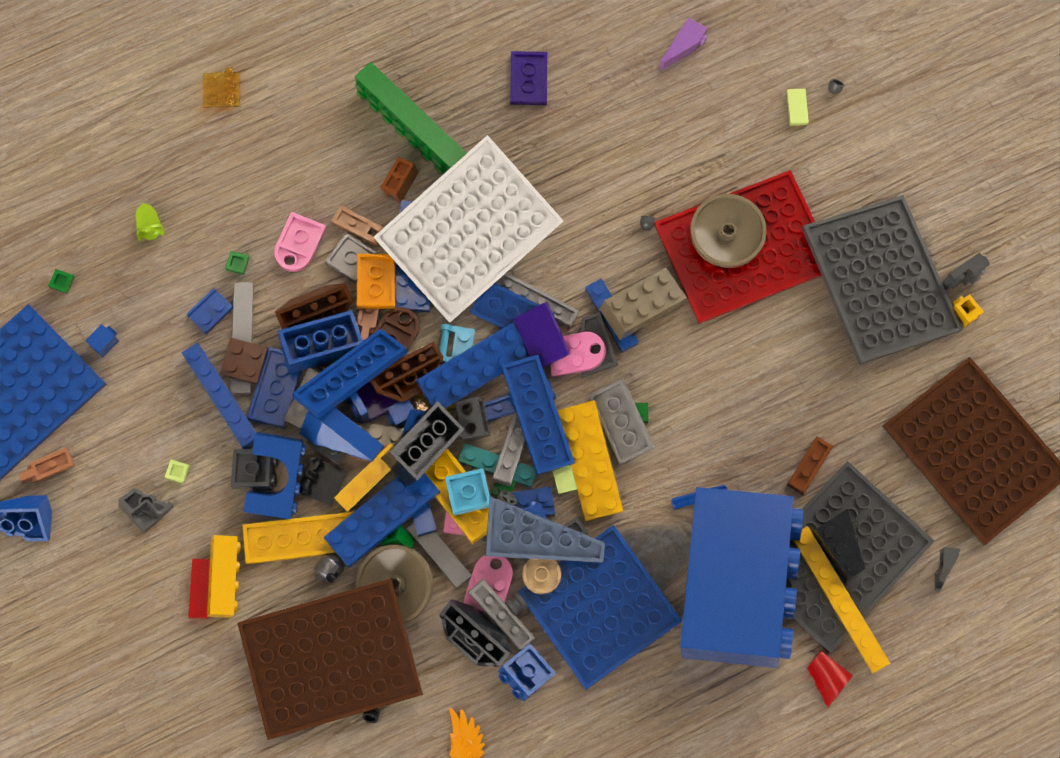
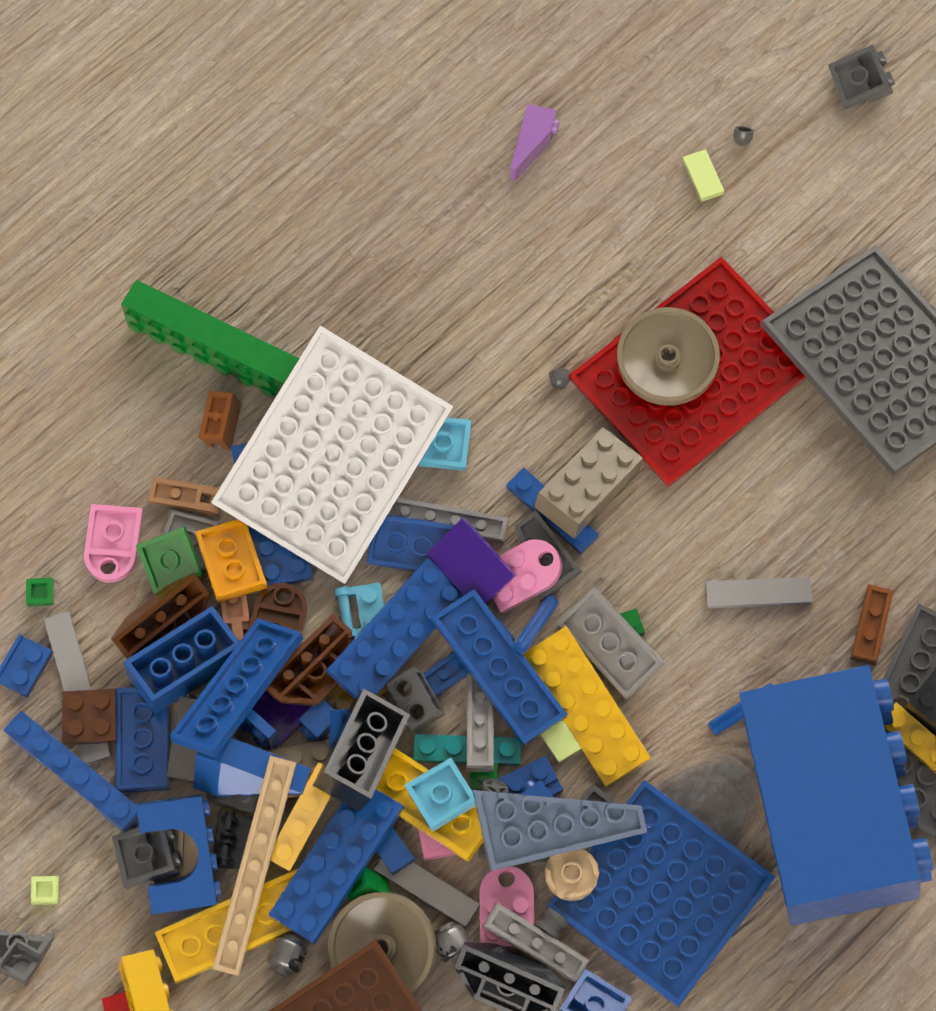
camera: 10 degrees left, 5 degrees down
(324, 500) = (254, 866): none -> tan tile
(333, 267) = (168, 558): none -> green plate
(442, 595) = (450, 941): none -> flat silver head
(528, 78) = (346, 241): dark purple tile -> none
(554, 247) = (449, 446): none -> medium azure plate
(573, 392) = (535, 624): none -> blue axle
(737, 418) = (758, 592): none -> light grey tile
(935, 69) = (862, 77): none -> dark grey plate

